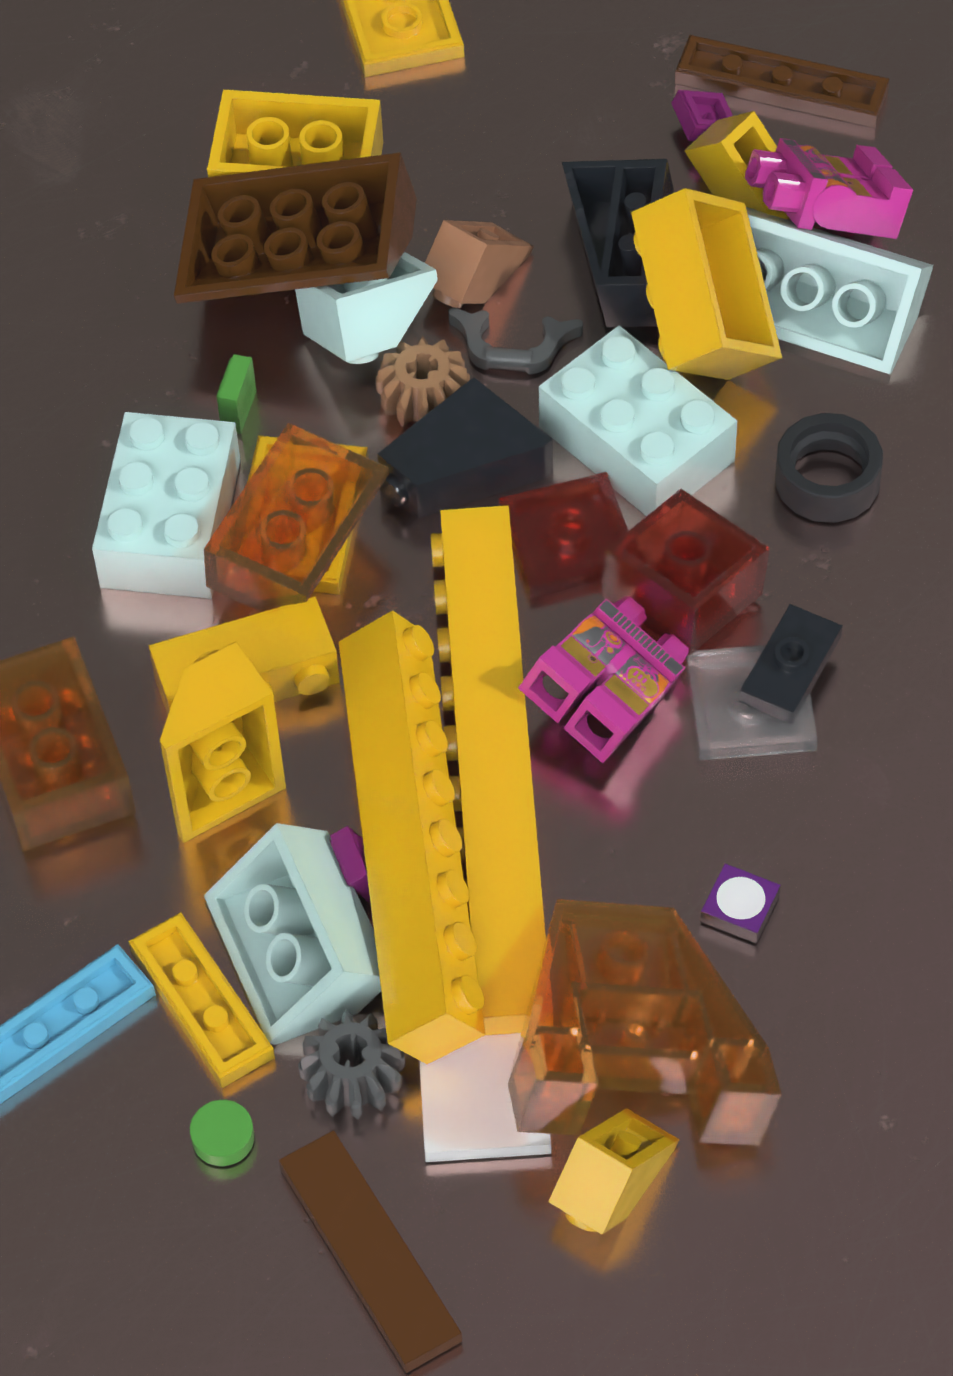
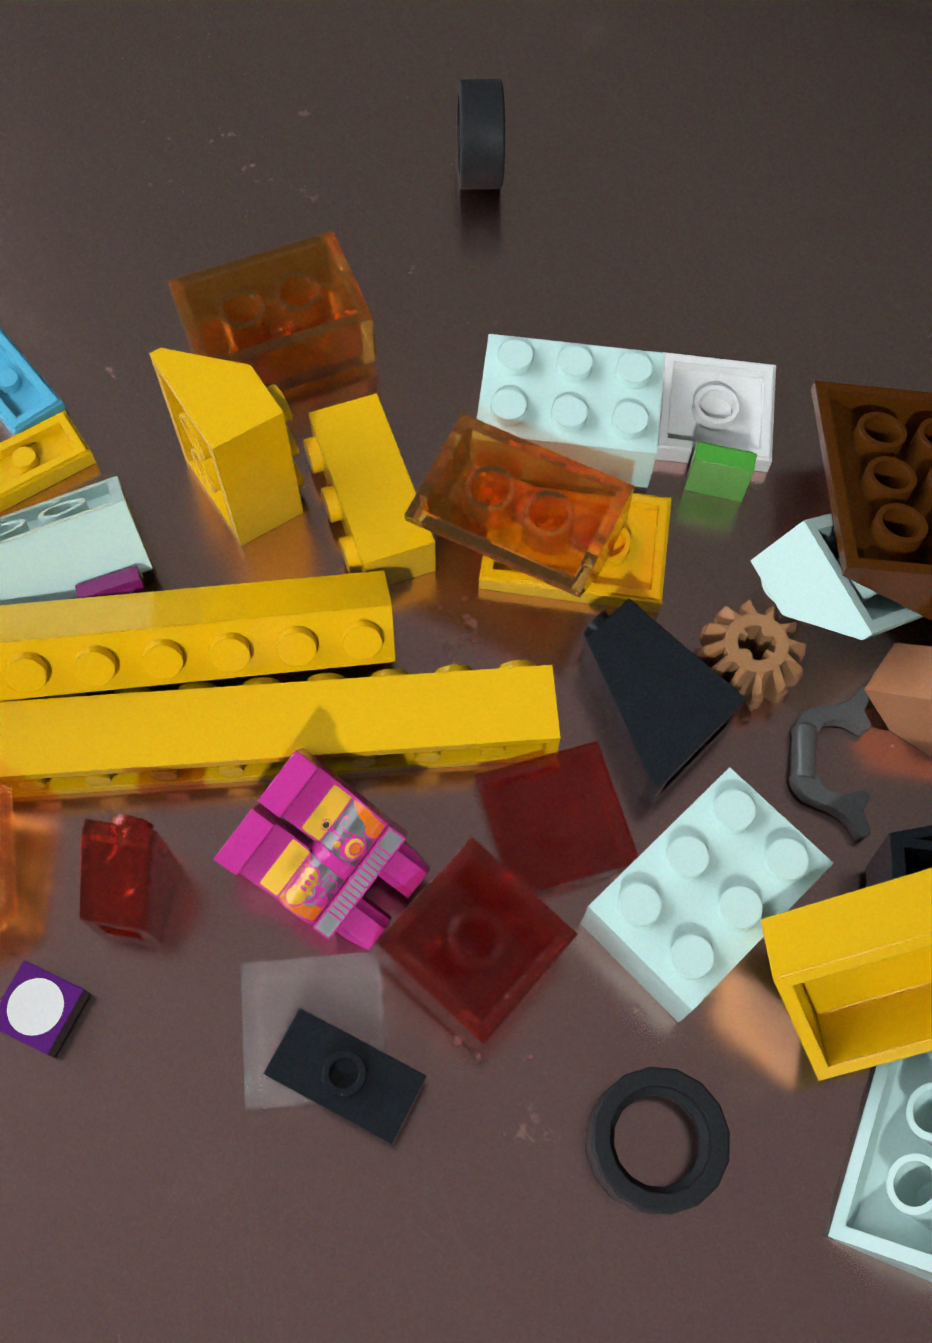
camera: 85 degrees right, 10 degrees up
(158, 386) = (716, 404): none -> white tile
(635, 817) = (127, 879): none -> clear red slope

